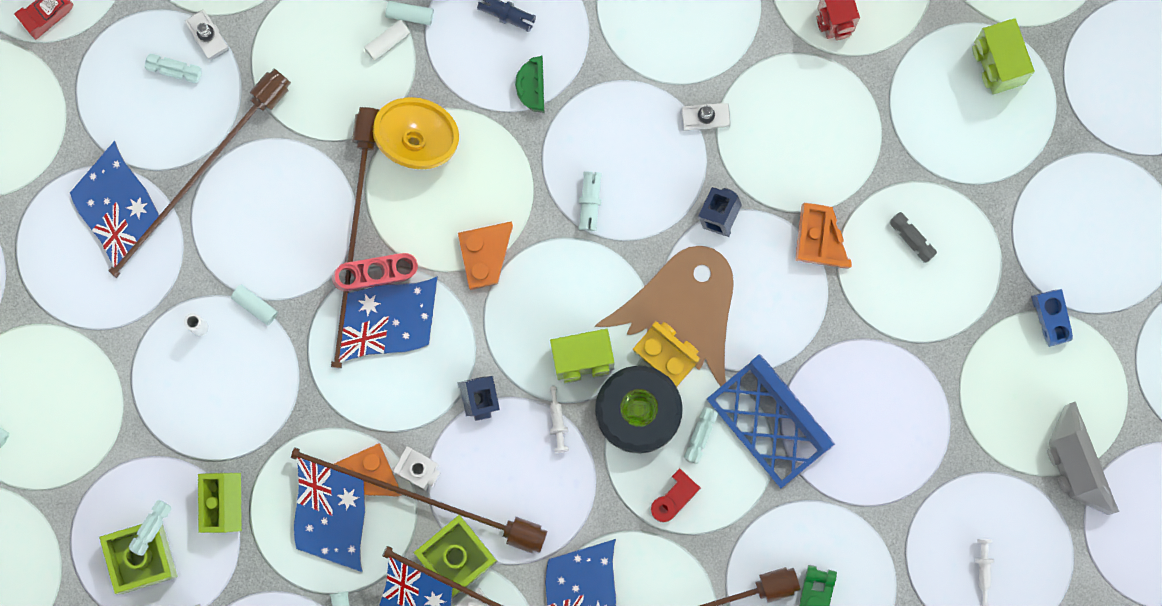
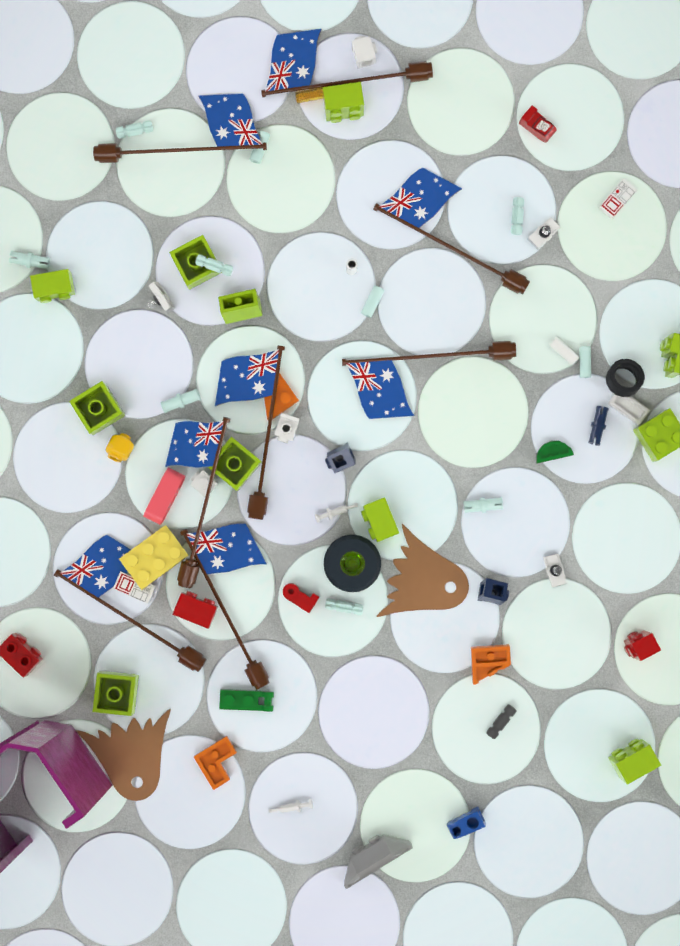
camera: 75 degrees right, 5 degrees up
(386, 263) = (411, 383): coral beam -> none
(416, 123) = (512, 382): yellow dish -> none
(484, 253) = (435, 443): orange wing -> none
(666, 352) = (392, 574): yellow bracket -> none
(789, 403) = (376, 659): blue fence -> none

